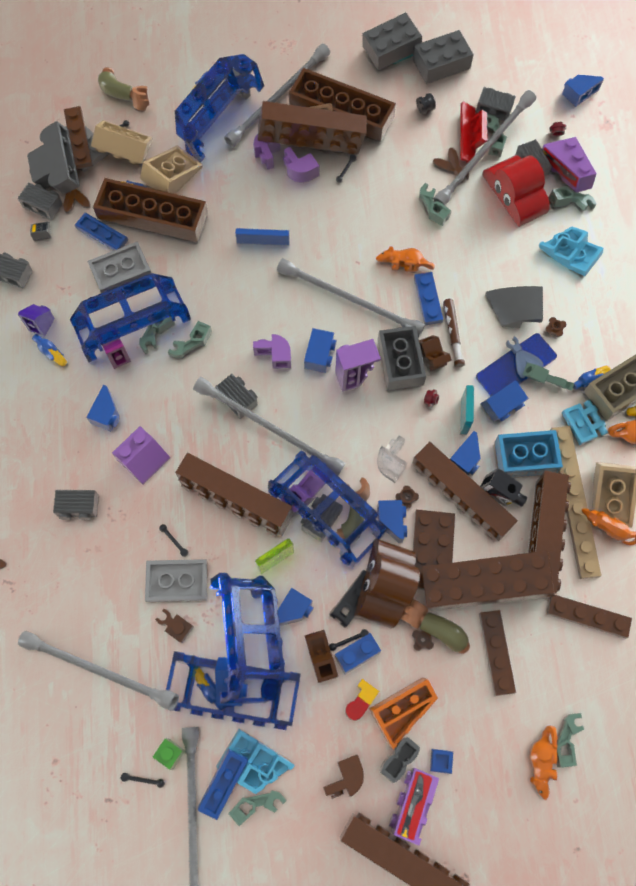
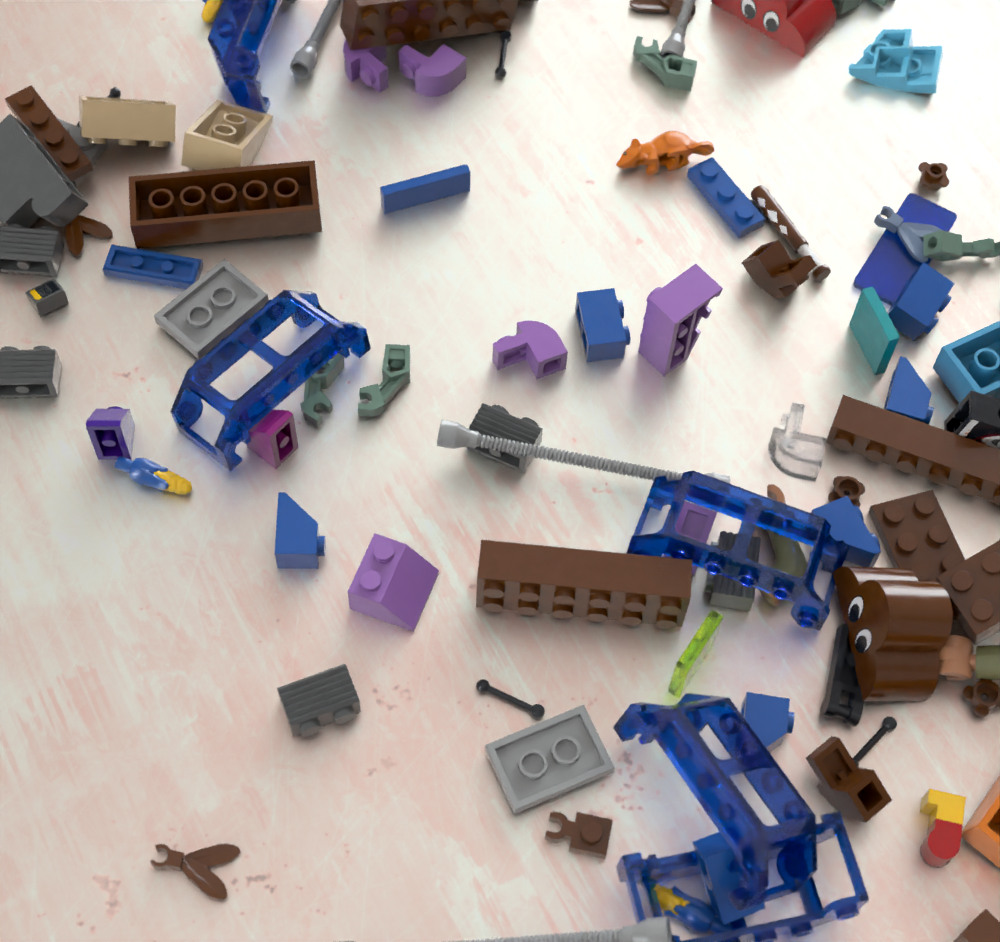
camera: 25 degrees left, 10 degrees down
(114, 88) = (89, 46): piece -> none
(287, 268) = (726, 242): light grey hose -> none
(357, 653) = (902, 752): blue brick -> none
(401, 358) = (750, 296): dark grey brick -> none
(431, 398) = (808, 335): dark red plate -> none
(517, 305) = (864, 161): dark grey slope -> none

